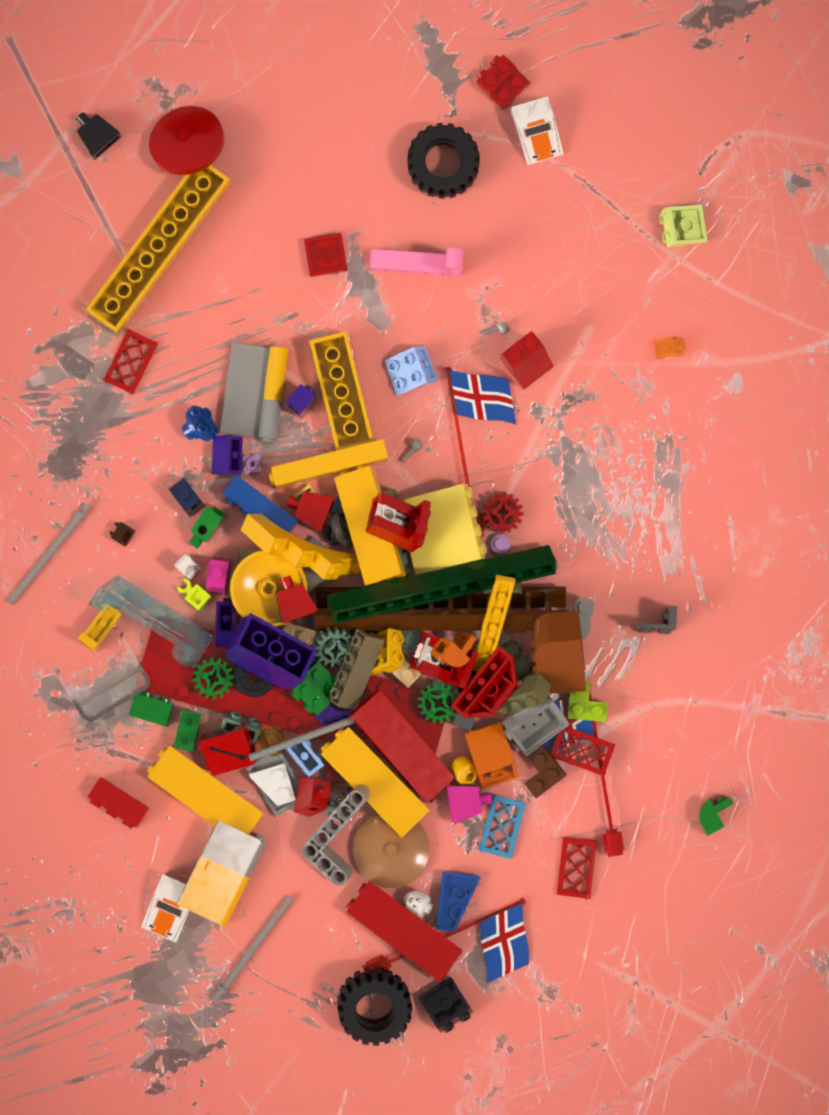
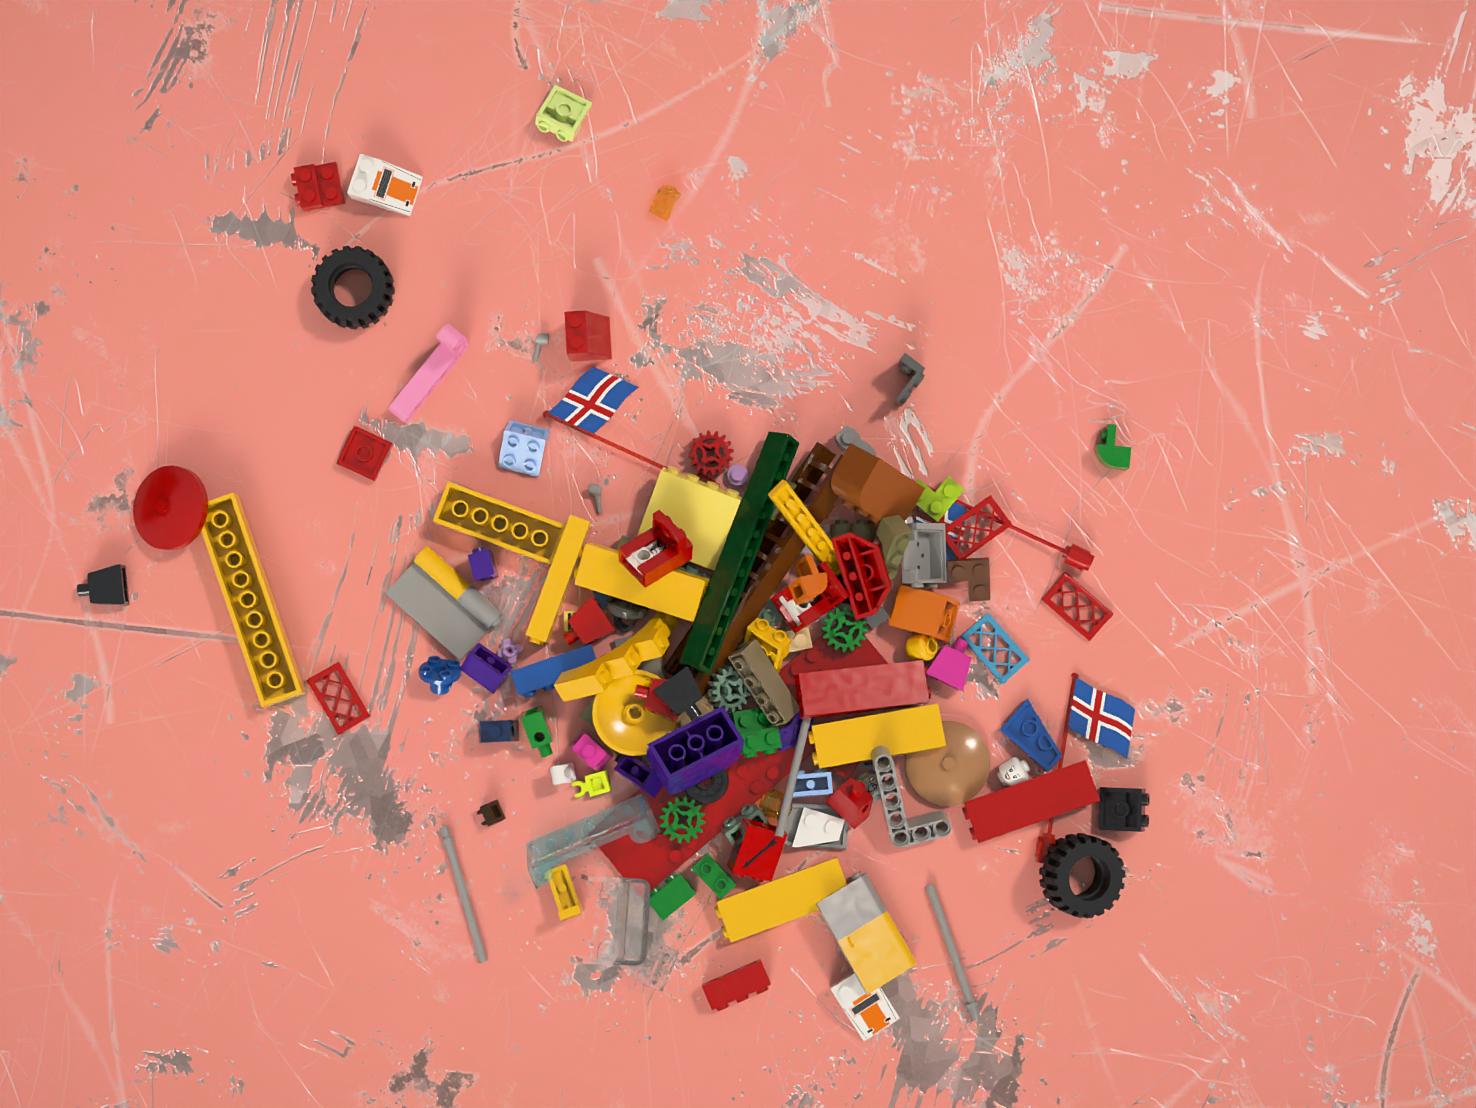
camera: 60 degrees left, 0 degrees up
(304, 612) = (680, 694): none -> black torso

